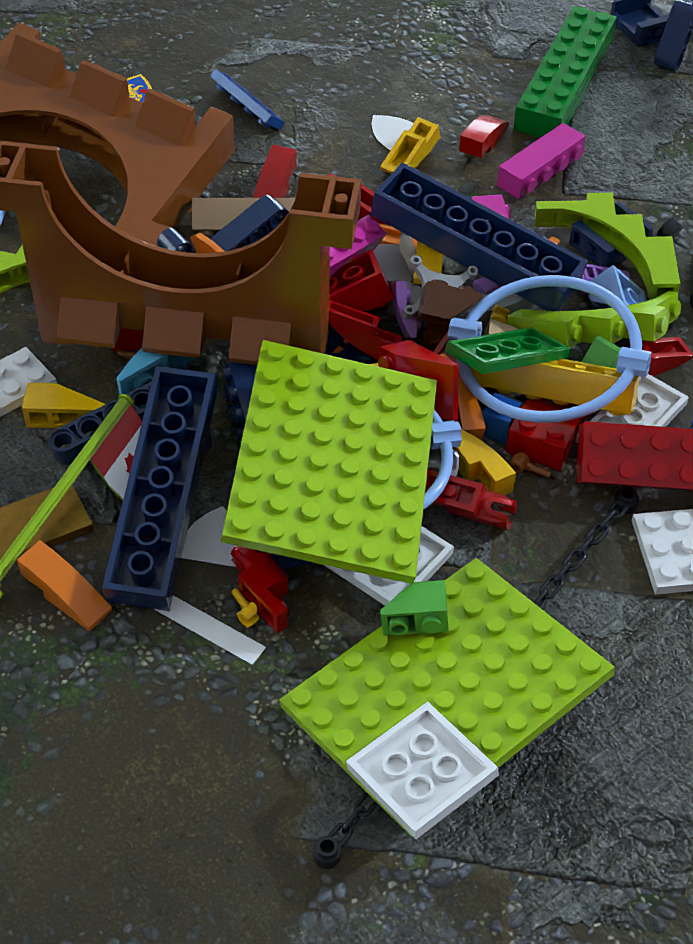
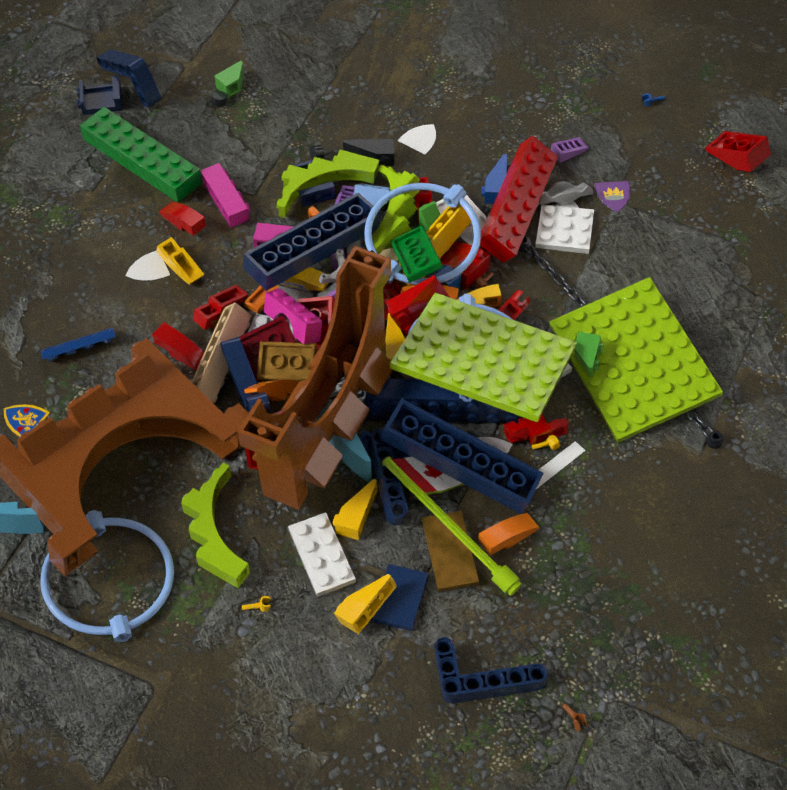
camera: 70 degrees left, 5 degrees up
(422, 769) = (694, 374): white plate -> none

